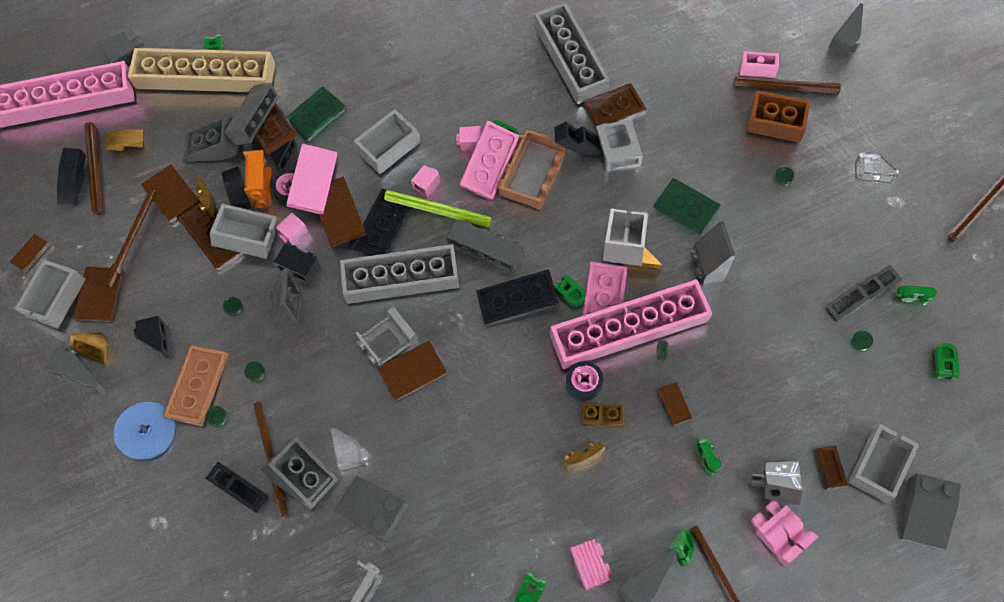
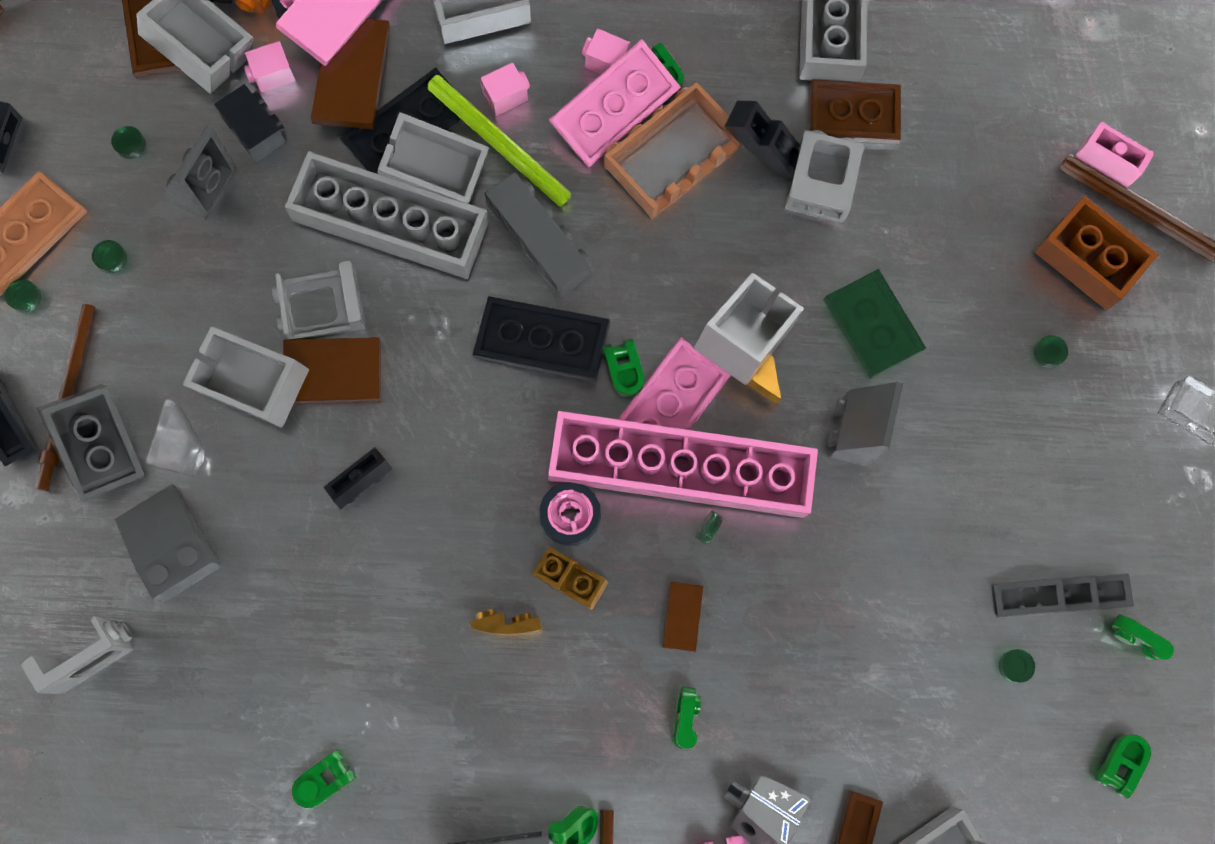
camera: 15 degrees right, 10 degrees up
(369, 394) = (247, 377): none -> light grey piece
(409, 231) = (433, 159): none -> light grey piece
(459, 419) = (357, 478): none -> black plate
(590, 564) = (427, 788): bright pink brick -> none

